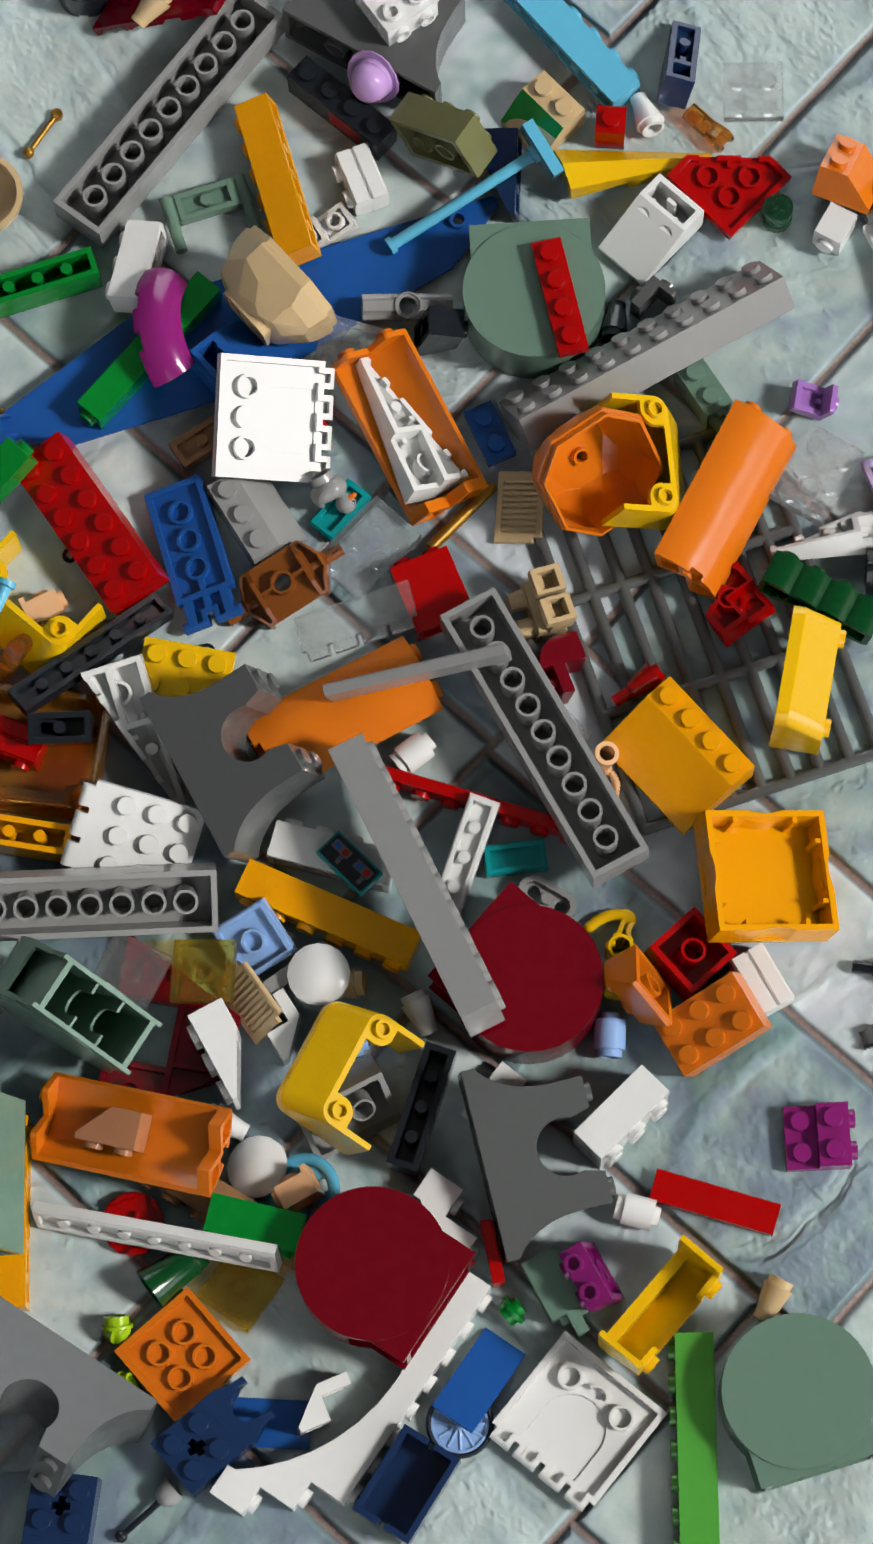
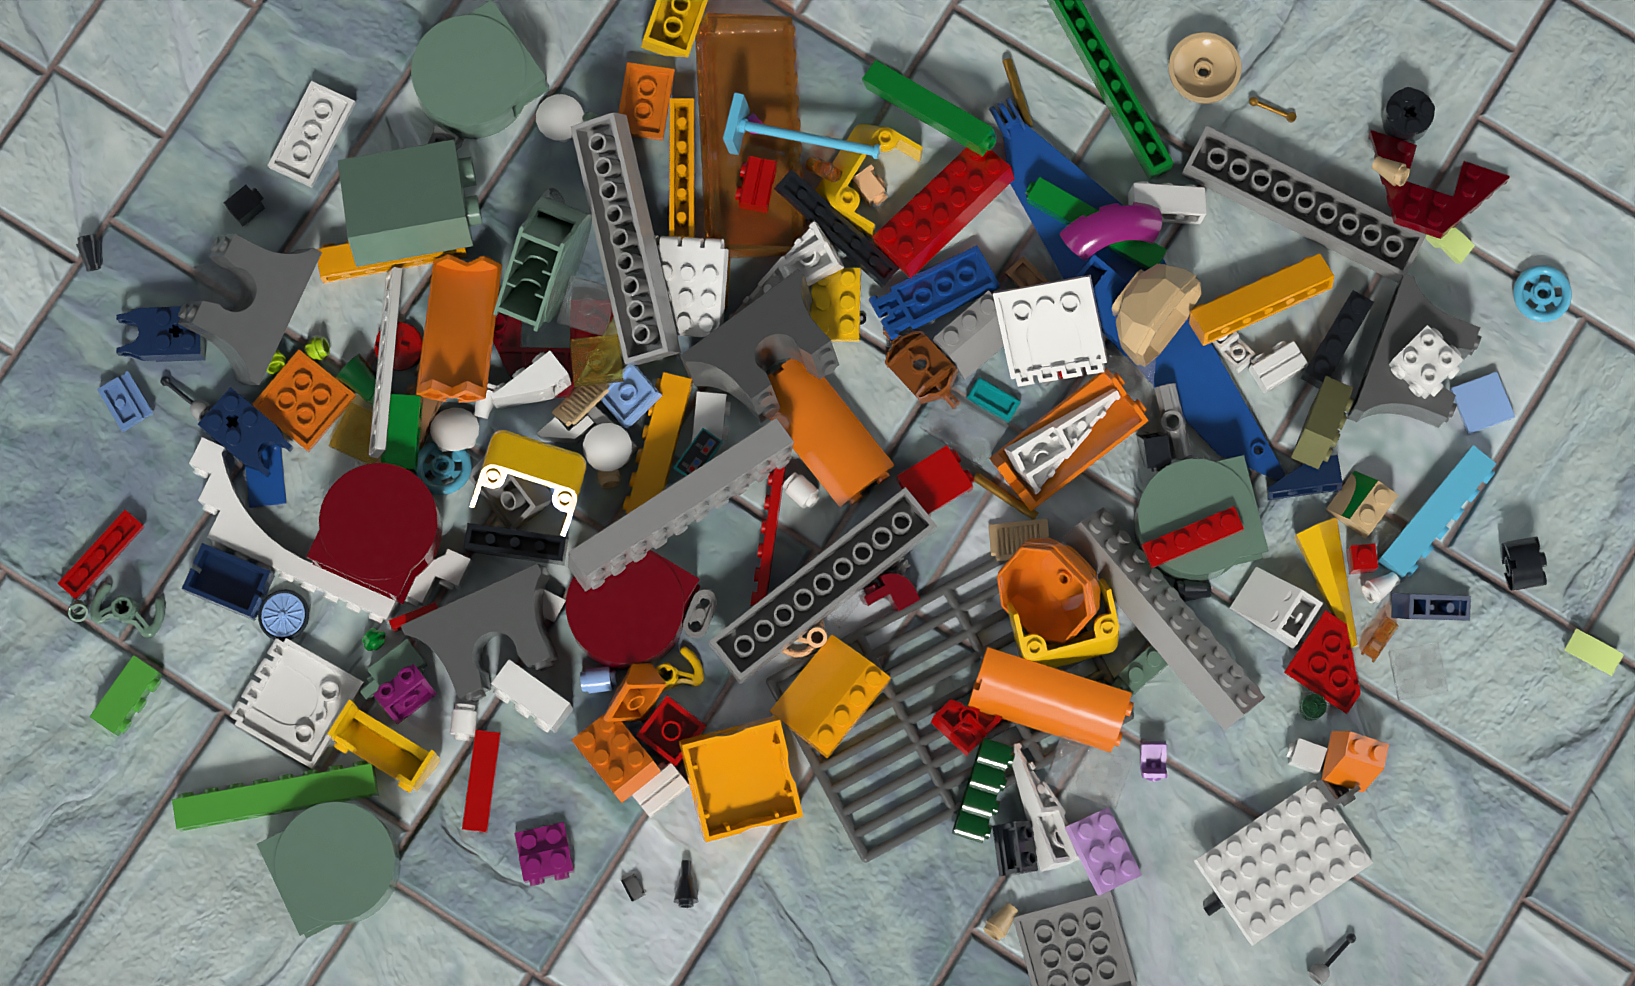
camera: 75 degrees right, 5 degrees up
(60, 728) = (769, 216): black slope -> none
(117, 1128) = (459, 319): nougat slope -> none
(206, 203) = (1234, 247): sand green plate -> none
(298, 1190) = (438, 462): light nougat brick -> none
(316, 1412) = (273, 506): white slope -> none
(329, 487) = (1006, 386): light grey animal -> none
(361, 616) = (900, 427): clear windscreen -> none
(372, 77) = (1359, 356): lavender hat -> none
(417, 672) = (854, 477): light grey tile -> none
(420, 1012) = (594, 526): white cone -> none
(468, 847) = (723, 544): white tile -> none
(478, 1380) = (317, 623): blue piece -> none
(489, 433) = (1079, 506): blue plate -> none
(515, 858) = (730, 584): teal tile -> none
(538, 152) = (1322, 501): medium azure tile -> none
(544, 604) = (945, 568): tan hips -> none
(642, 682) = (889, 661): red cone -> none
(645, 296) = (1218, 610): dark grey bracket -> none
(772, 1297) = (414, 836): tan cone -> none
(806, 681) = (905, 783): yellow windscreen -> none

